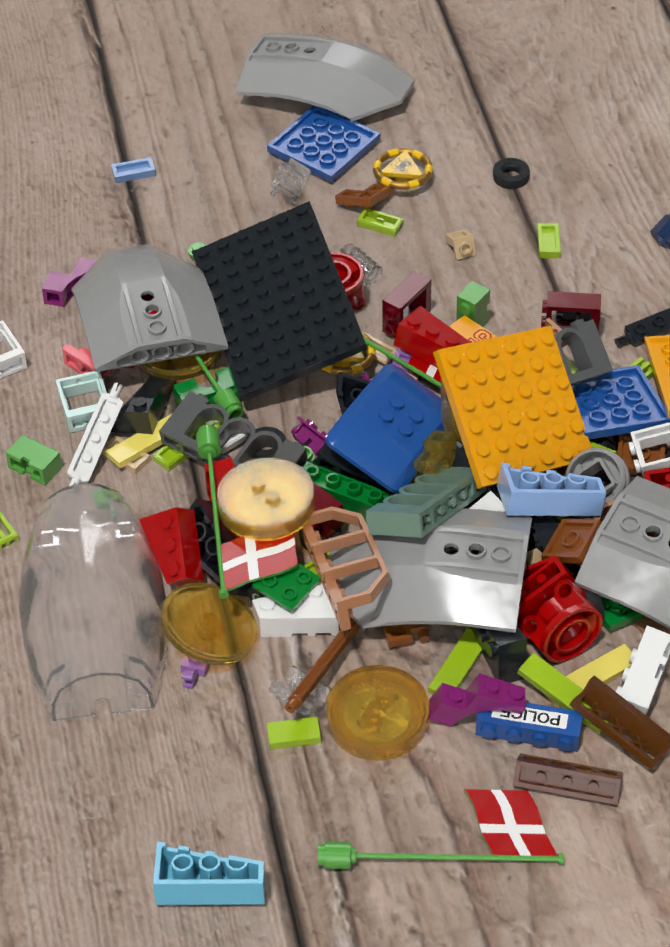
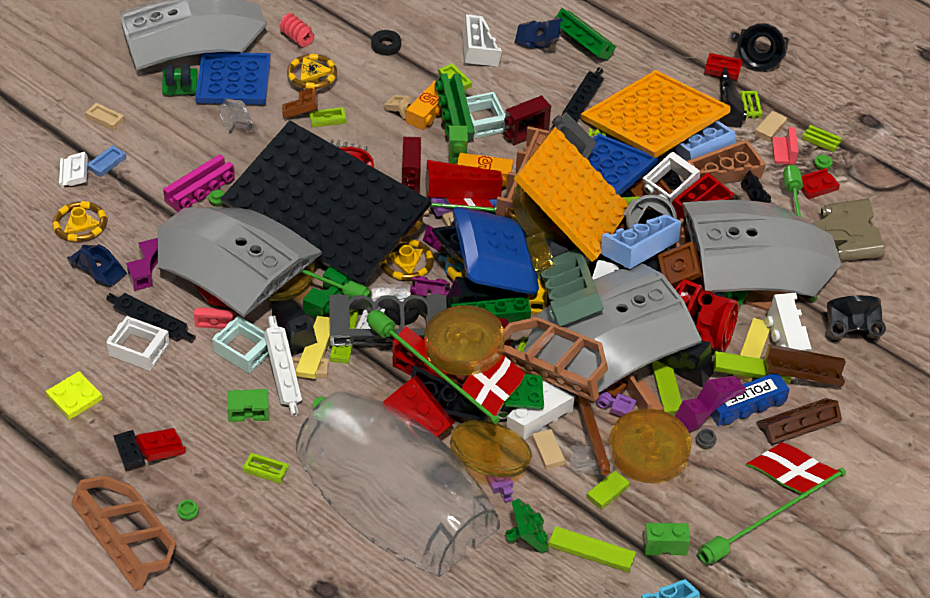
camera: 40 degrees left, 0 degrees up
(30, 275) = (107, 273): none -> dark blue piece
(31, 335) = (146, 313): none -> black plate
(55, 215) = (79, 221): none -> yellow piece
(94, 164) = (73, 170): none -> white plate
(159, 720) = (528, 526): none -> green plate
(171, 127) = (104, 116): none -> tan tile
(190, 228) = (199, 183): none -> dark pink brick
(219, 781) = (592, 549): none -> lime tile
(265, 120) = (179, 80): none -> green plate
(265, 421) = (399, 290): none -> clear bracket
(274, 658) = (548, 449): none -> tan tile
(297, 813) = (666, 538): none -> bright green brick
(318, 398) = (407, 260): none -> yellow piece
(385, 653) = (620, 405): none -> medium lavender plate
(422, 659) = (643, 394): none -> nougat panel
(428, 121) = (297, 30): none -> coral piece
(445, 739) = (706, 438): none -> dark grey plate
(490, 255) = (424, 109): none -> light orange brick
(507, 265) = (453, 103): none -> green brick
(528, 303) = (490, 125): none -> light aqua window
(601, 212) = (478, 43): none -> white wedge

